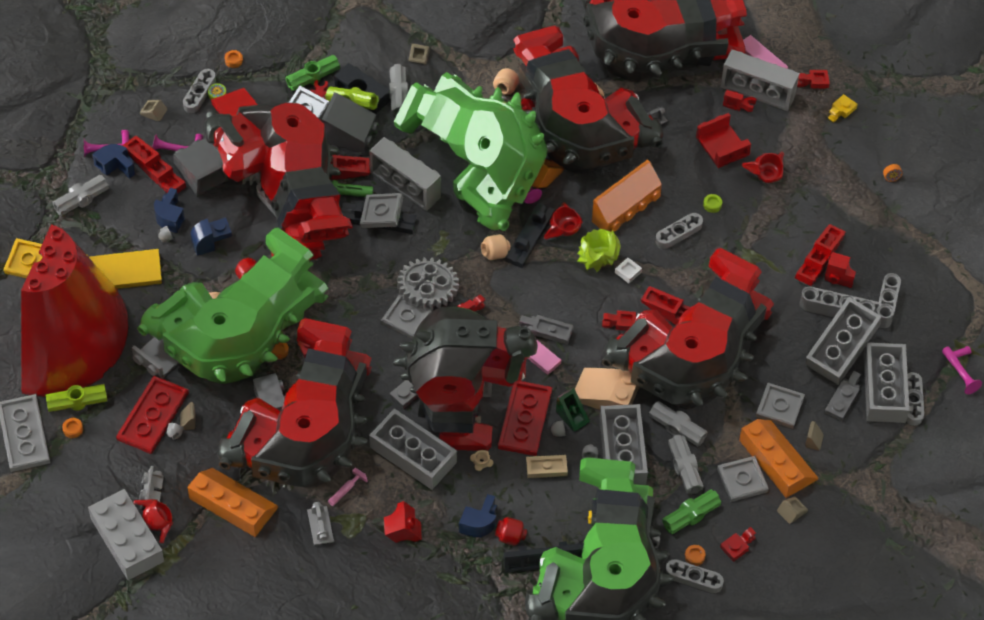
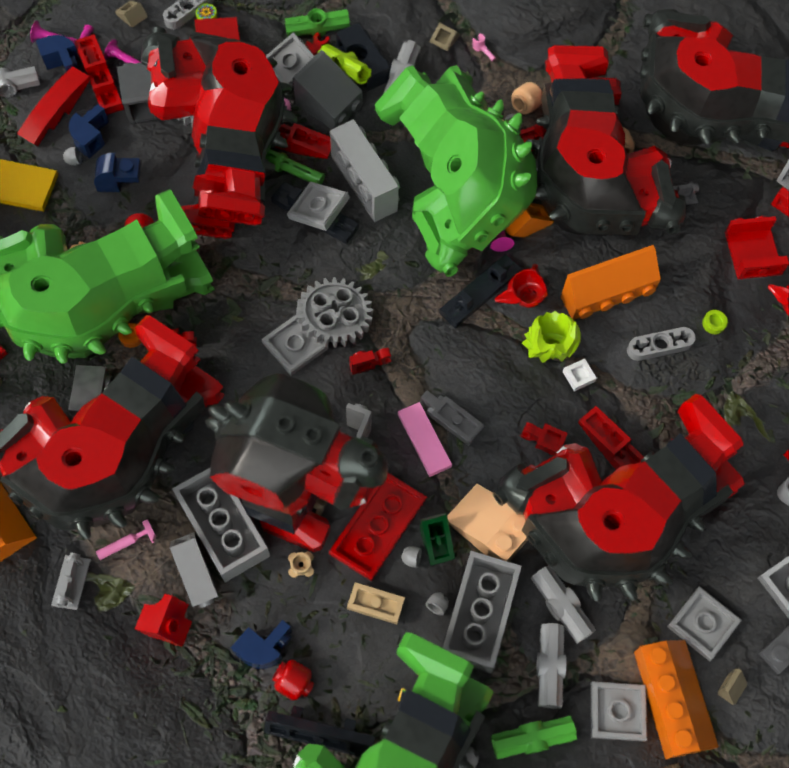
camera: 20 degrees right, 10 degrees up
(131, 200) = (52, 106): none -> red slope
(407, 485) = (193, 570): none -> light grey slope
(451, 52) = (480, 46): none -> bright pink hand
(495, 247) = (432, 293): light nougat head -> none

